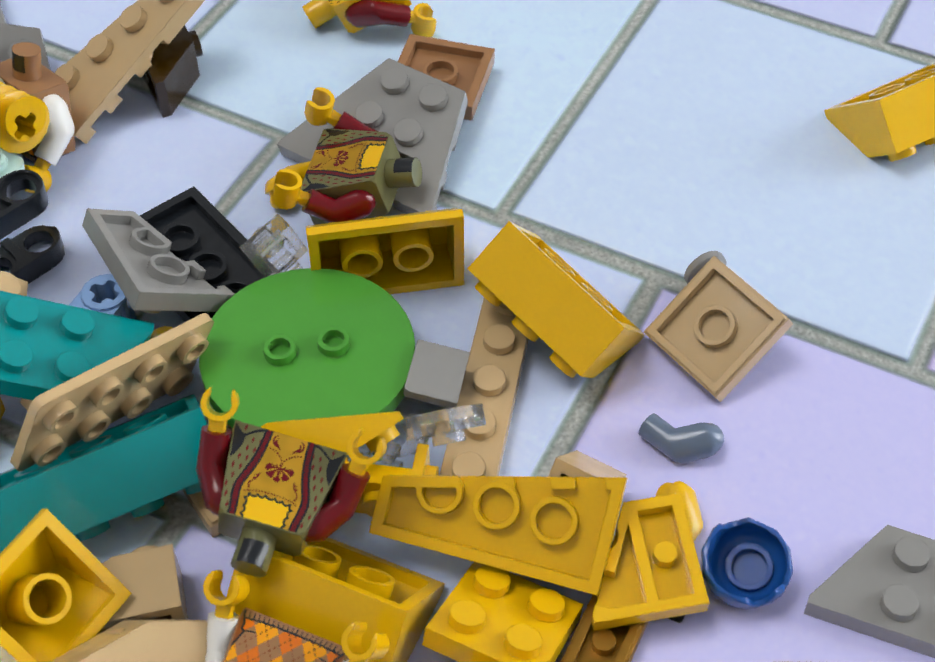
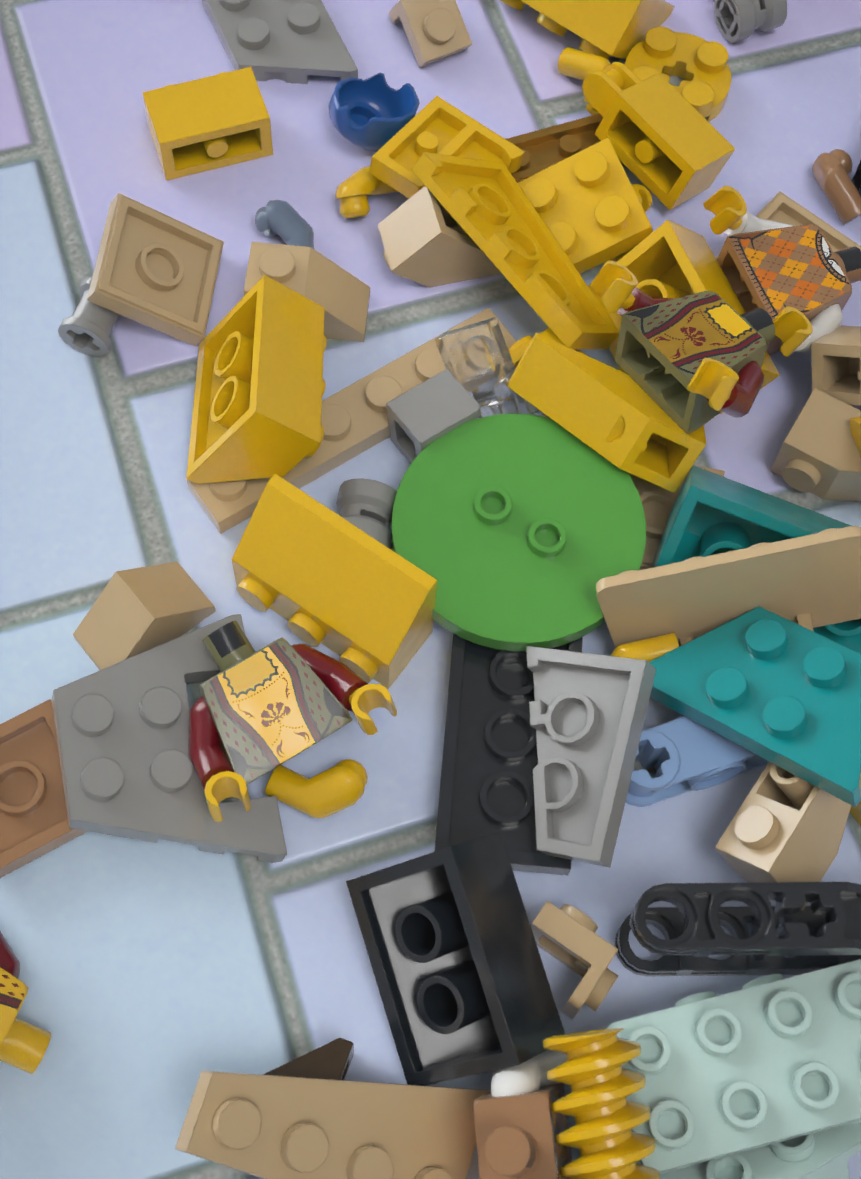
camera: 140 degrees left, 15 degrees up
(69, 202) = (572, 940): none -> tan bracket
(130, 153) = (456, 962): none -> black slope
(274, 248) = (449, 652): clear plate -> none
(423, 307) = (368, 507): none -> light grey wheel
(478, 184) = (141, 612): none -> tan slope
(615, 396) = (317, 279): none -> tan slope
(835, 455) = (208, 123): none -> yellow brick

